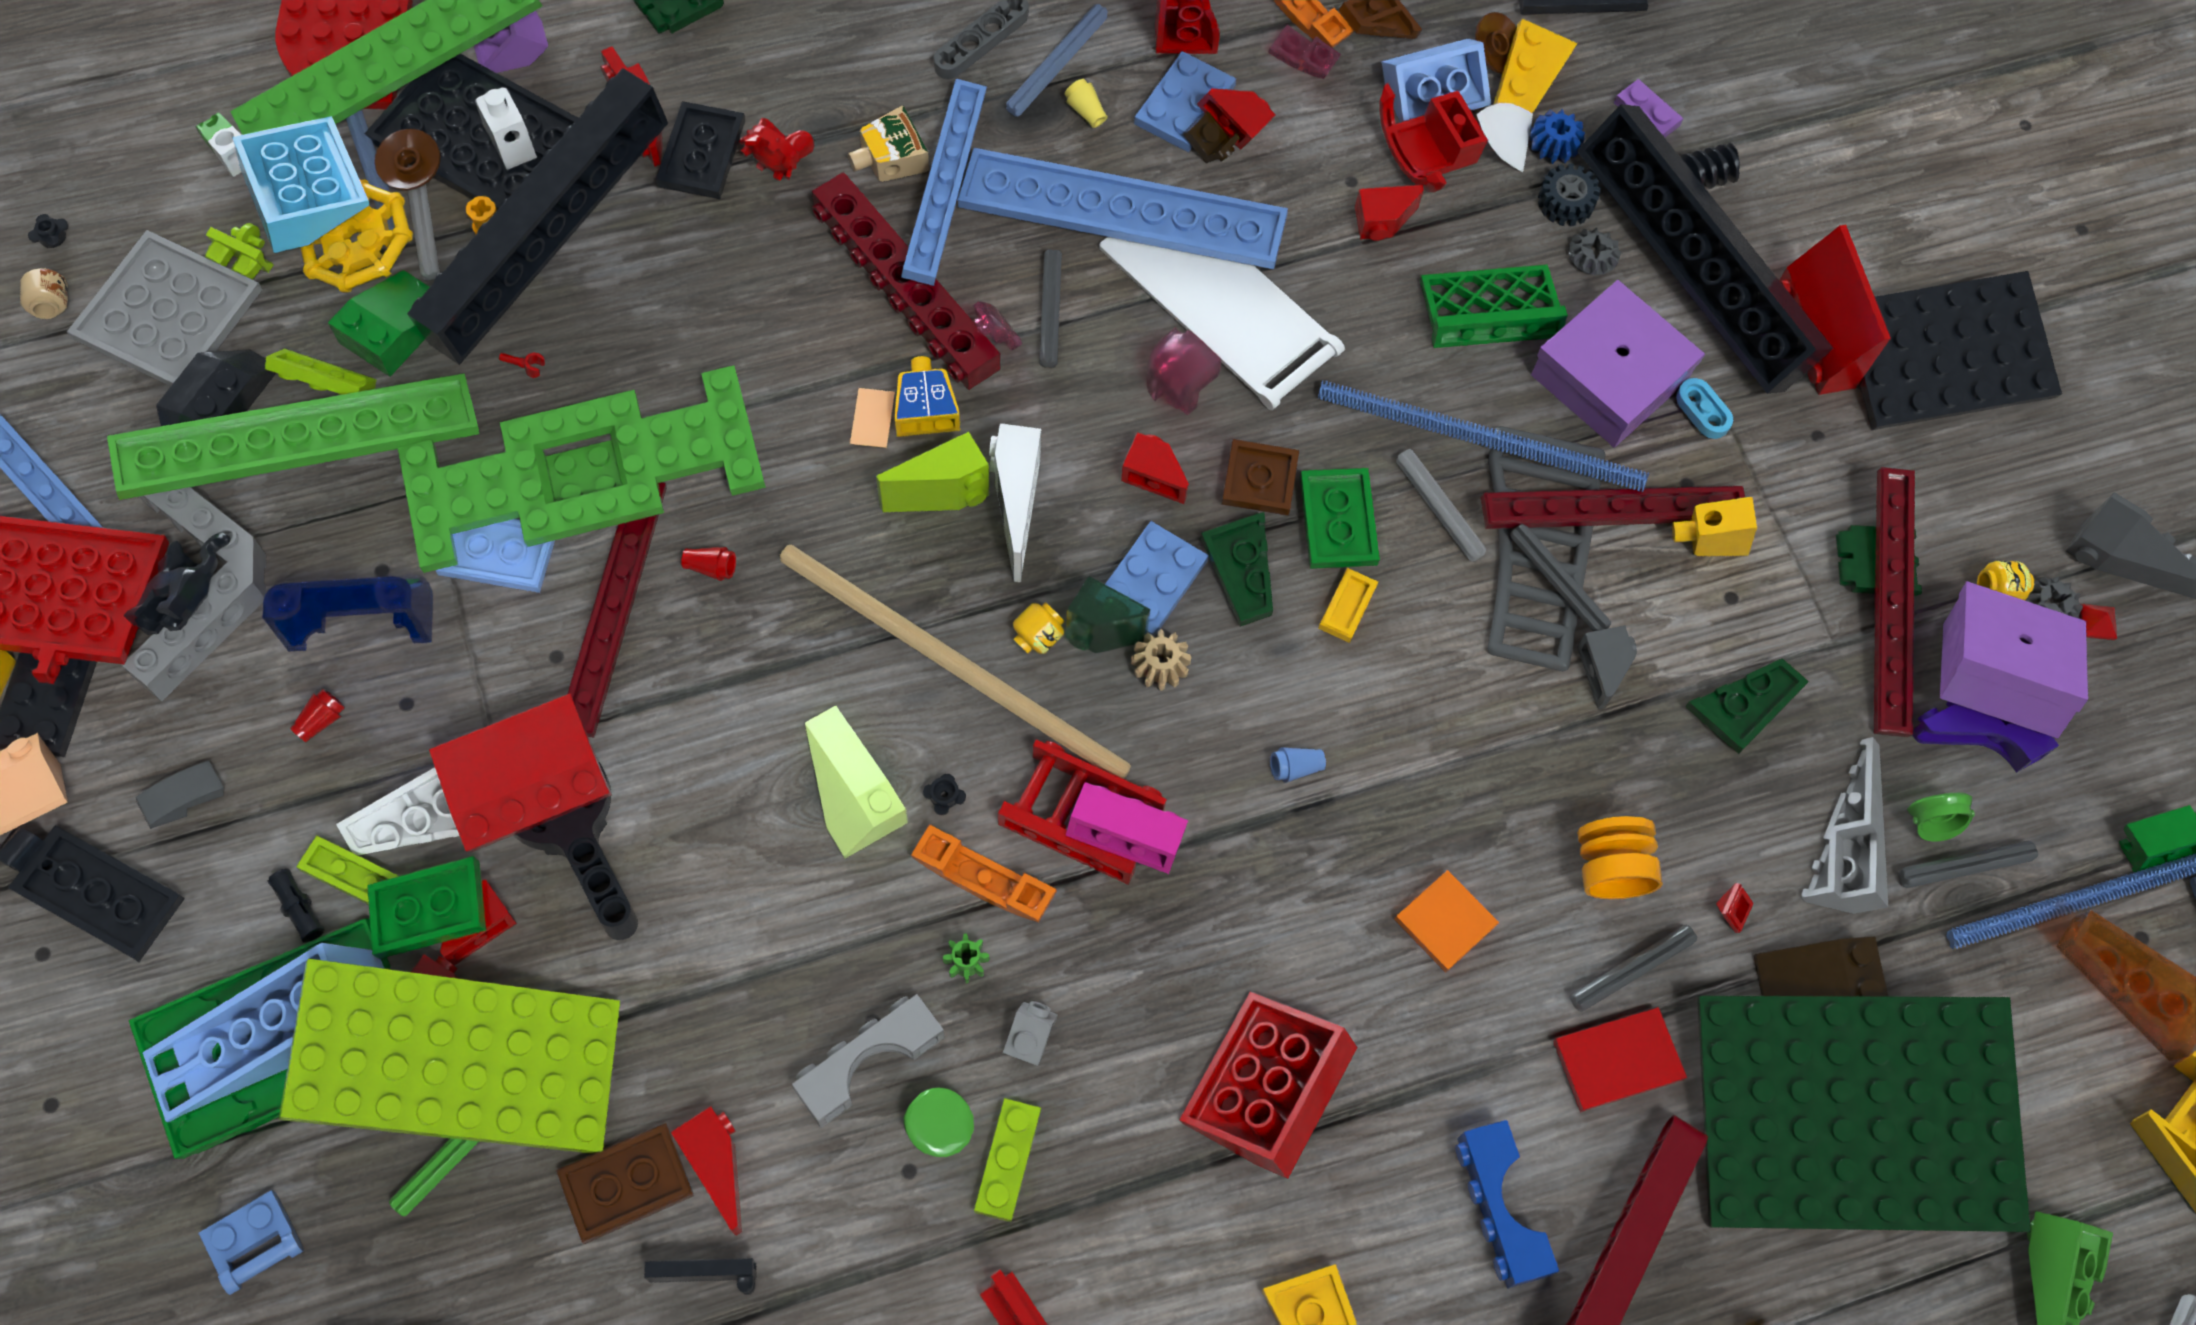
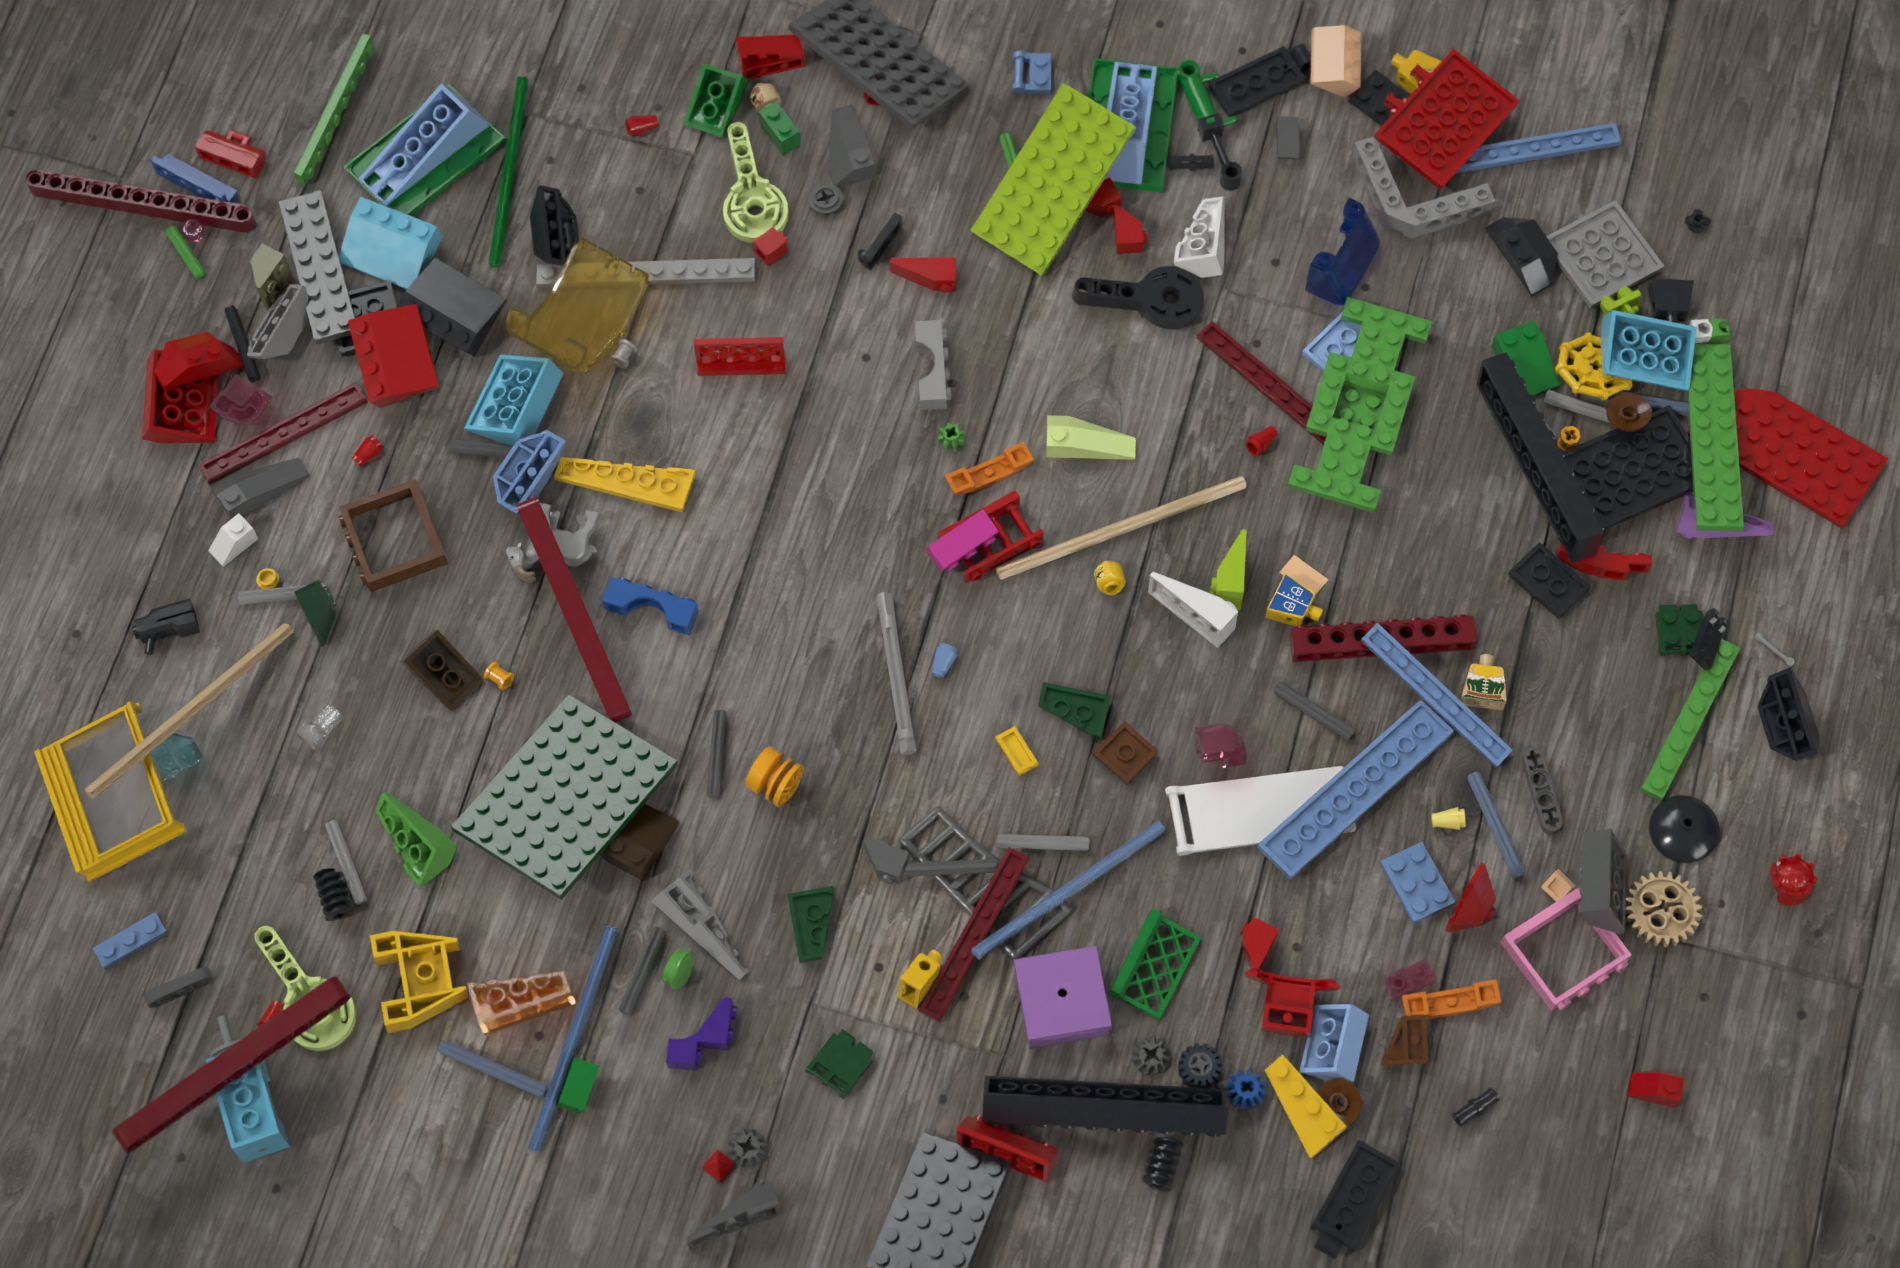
camera: 130 degrees right, 0 degrees up
(43, 293) = (1650, 199): tan head -> none
(176, 588) = (1397, 170): black animal -> none
(199, 201) = (1670, 298): none -> black torso
(208, 920) = (1209, 122): none -> piece
(290, 436) = (1467, 274): bright green plate -> none
(317, 373) = (1509, 309): lime plate -> none
(317, 715) = (1293, 217): red cone -> none
(341, 869) = (1188, 193): lime plate -> none
(426, 907) = (1143, 207): green plate -> none
(499, 117) = (1618, 471): white torso -> none
(519, 773) = (1184, 276): red slope -> none
(532, 358) = (1454, 415): red hand -> none
(624, 1183) = (949, 232): reddish brown tile -> none
(775, 149) = (1521, 616): red hair -> none
(939, 1122) = (878, 377): bright green piece -> none
(947, 784) = (1048, 474): black plate -> none
(992, 322) = (1314, 663): clear pink slope -> none
(1007, 1160) = (839, 401): lime plate -> none
(1030, 1032) = (894, 446): light grey bracket -> none
(1105, 619) = (1090, 607): clear green slope -> none
(1148, 663) = (1053, 634): tan gear -> none
(1154, 468) = (1168, 699): red slope -> none
(1158, 572) = (1102, 657): medium blue plate -> none
(1210, 139) = (1375, 874): dark brown bracket -> none
(1237, 112) = (1381, 898): red slope -> none
(1270, 1083) = (787, 536): red slope -> none
(1339, 518) = (1071, 778): green plate -> none
(1354, 813) = (896, 673): none -> light grey piece
(1446, 921) = (807, 679): orange tile -> none
(1507, 131) = (1266, 1054): white sticker -> none
(1619, 1059) = (677, 713): red tile -> none
(1653, 106) = (1232, 1169): medium lavender plate -> none
(1707, 408) = (1002, 1036): medium azure plate -> none
(1735, 907) = (708, 826): red slope -> none
(1894, 602) = (811, 1045): dark red tile -> none
(2008, 578) = (776, 1121): yellow head -> none
(2014, 660) = (729, 1068): medium lavender container -> none

